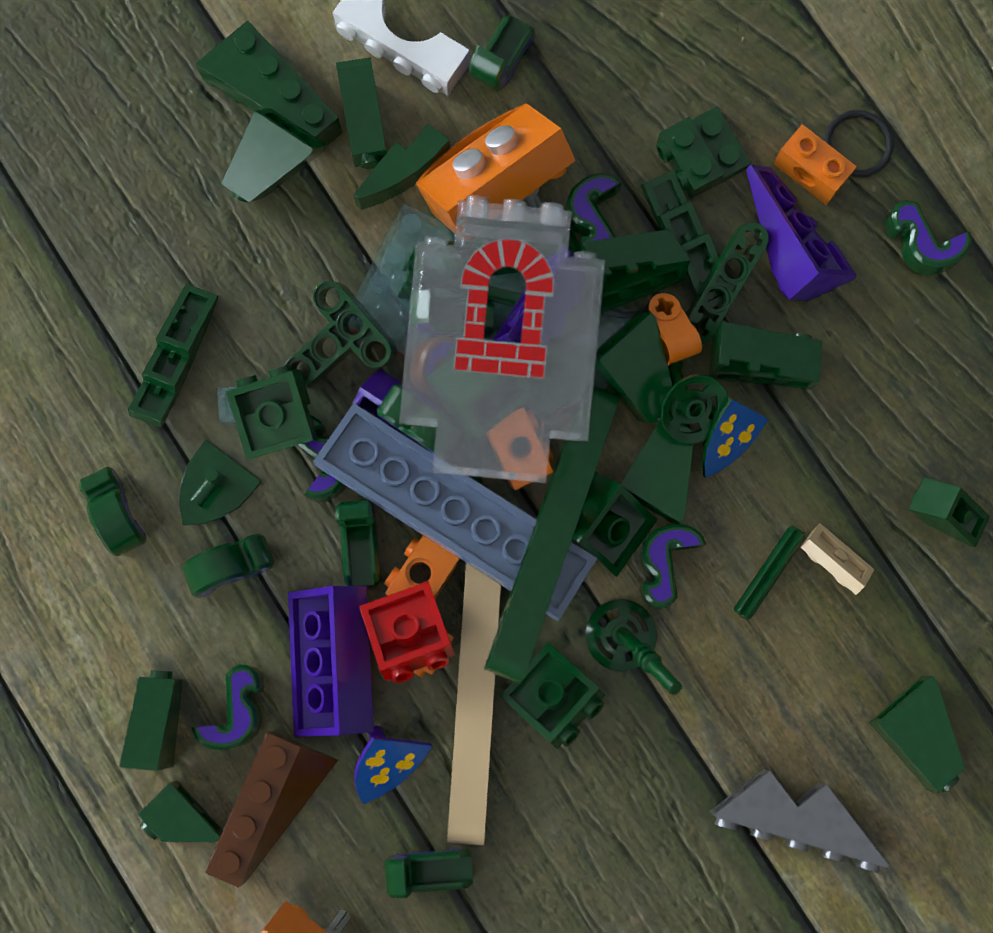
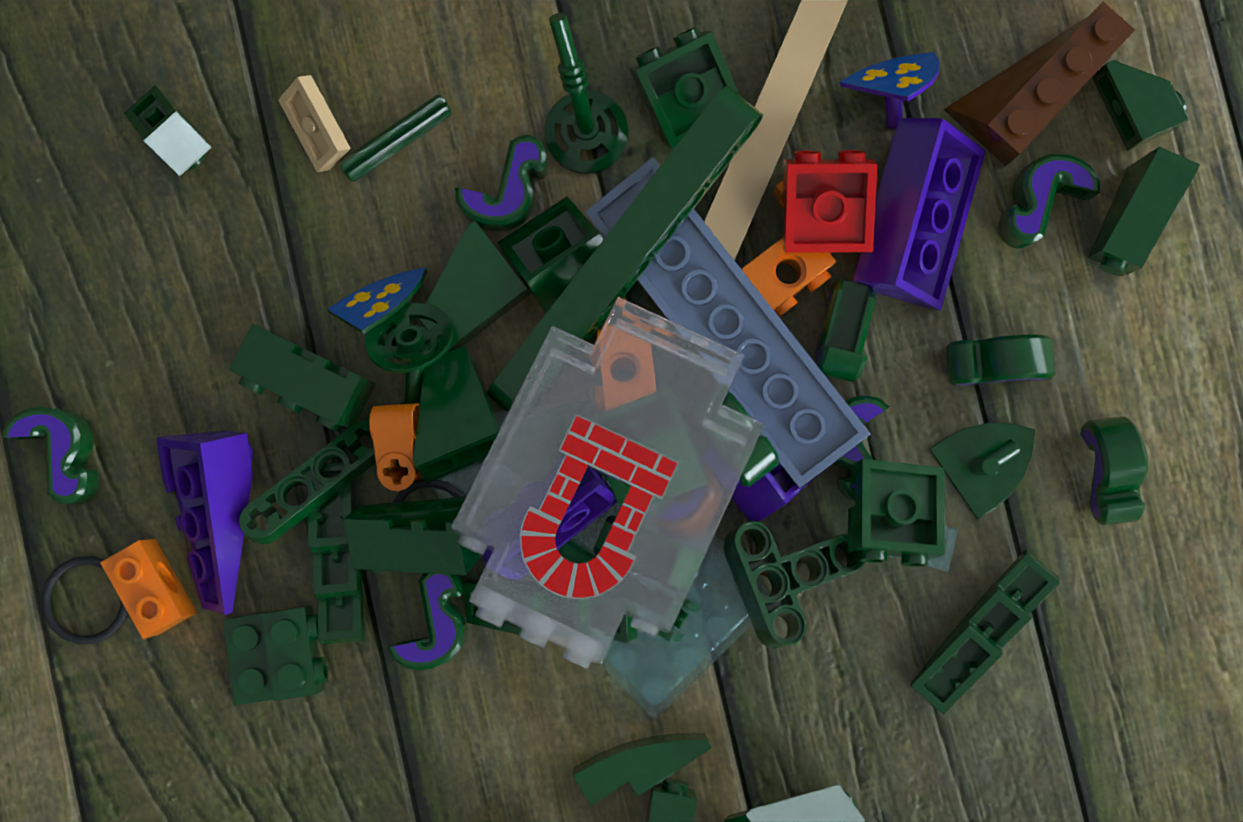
camera: 160 degrees left, 5 degrees up
(499, 162) = (530, 718): orange piece -> none

